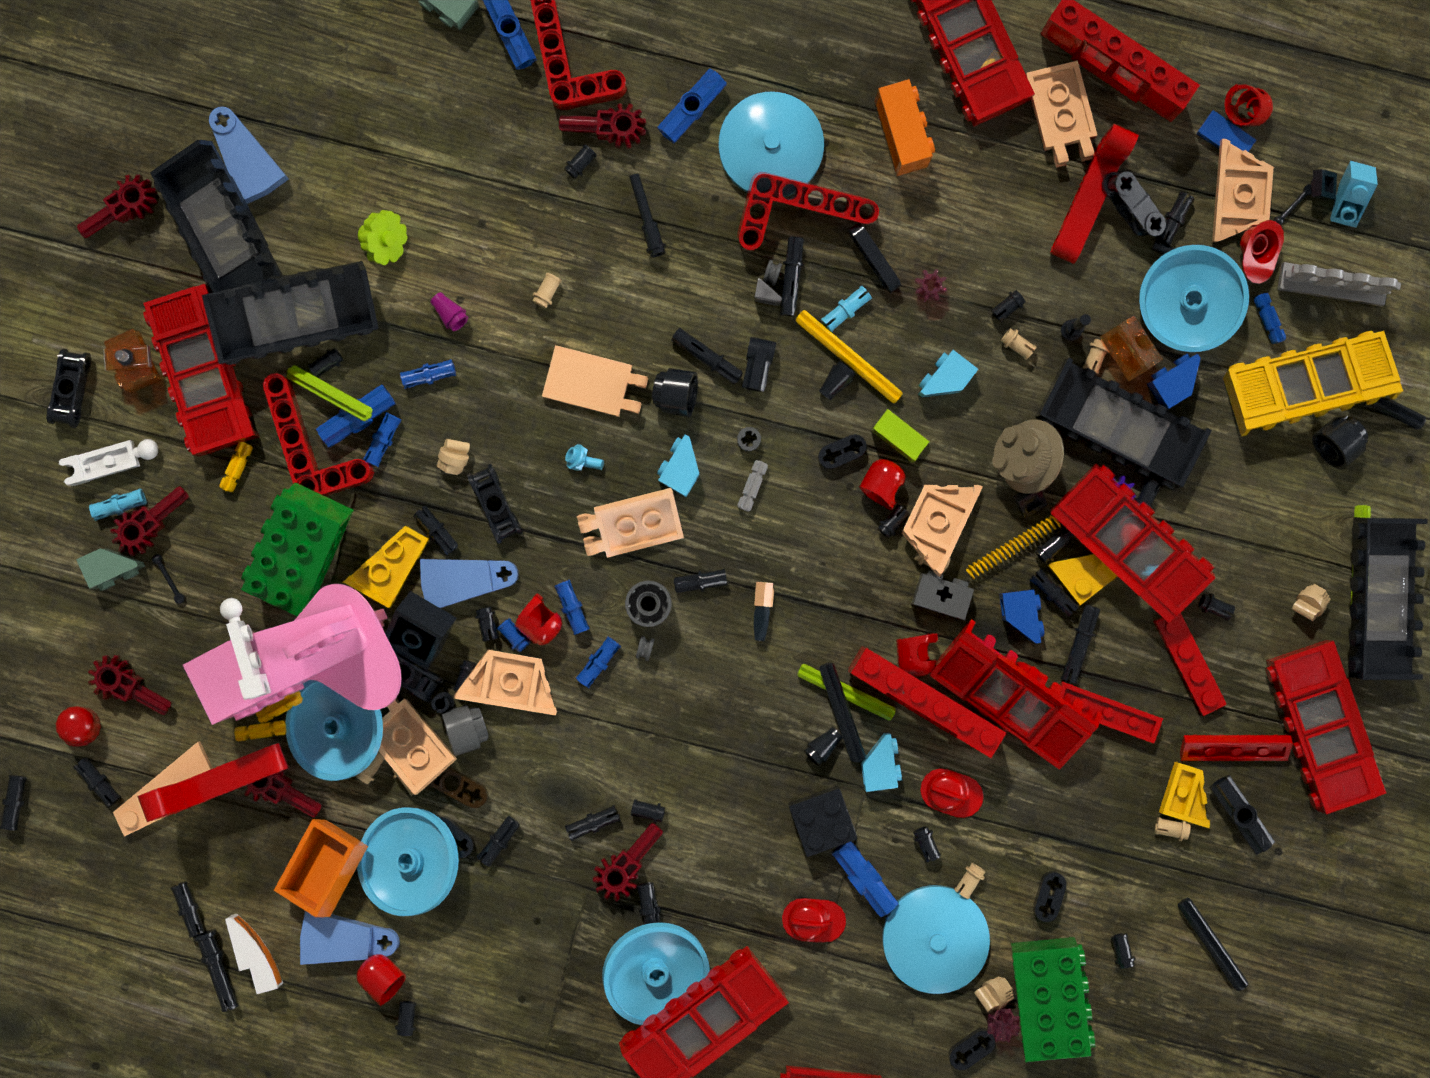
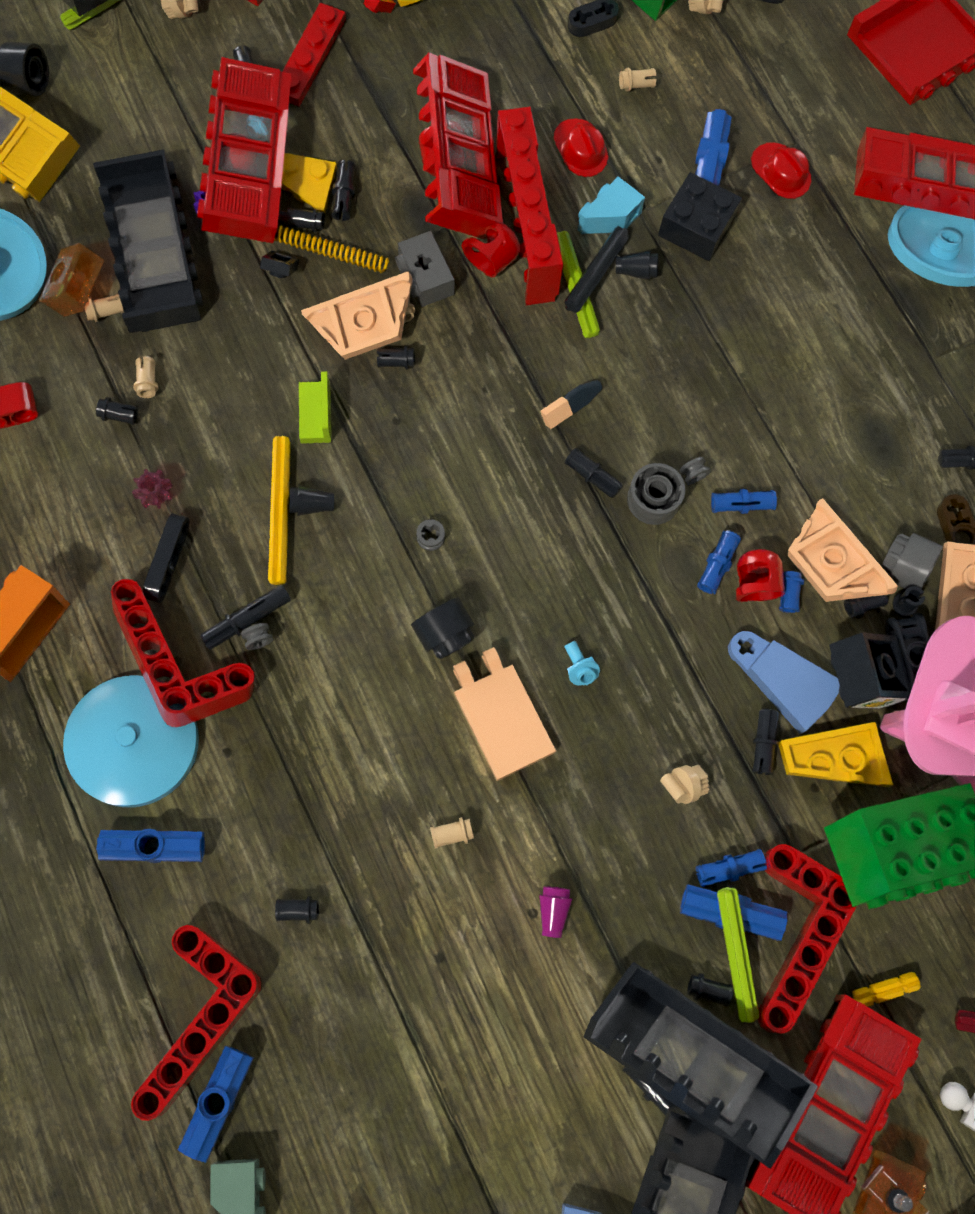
camera: 140 degrees left, 15 degrees down
(382, 237) = (541, 1041): lime plant -> none
(428, 374) = (631, 878): blue pin -> none
(484, 491) = (685, 727): black piece -> none
(486, 621) = (799, 629): black pin -> none
(592, 823) = (878, 395): black pin -> none
(606, 125) = (238, 914): dark red gear -> none
(627, 864) = (885, 339): dark red gear -> none
(632, 524) = (600, 568): light nougat tile -> none
(648, 811) = (825, 358): black pin -> none
(648, 903) = (900, 294): black pin -> none
(650, 228) = (308, 785): black pin -> none
(682, 468) = (510, 568): medium azure slope -> none
(707, 356) = (386, 632): black axle -> none
(752, 485) = (469, 498): light grey axle -> none
(759, 358) = (346, 584): black piece -> none
(766, 295) = (283, 628): flat silver slope -> none
(844, 457) = (369, 454): black beam -> none
(846, 308) = (236, 546): medium azure pin -> none
(883, 482) = (368, 387): red helmet -> none
(926, 843) = (637, 135): black pin -> none
(936, 939) = (706, 69): medium azure dish -> none
(950, 377) = (225, 409): medium azure slope -> none
(1020, 613) = (382, 199): blue slope -> none
(1029, 456) = (239, 284): dark tan piece -> none
(1073, 328) = (94, 343): black pin -> none
(1081, 643) = (368, 139): black axle -> none
(1114, 714) = (399, 66): red plate -> none
(1149, 492) = (190, 180): black pin -> none
(1176, 384) = (72, 225): blue slope -> none

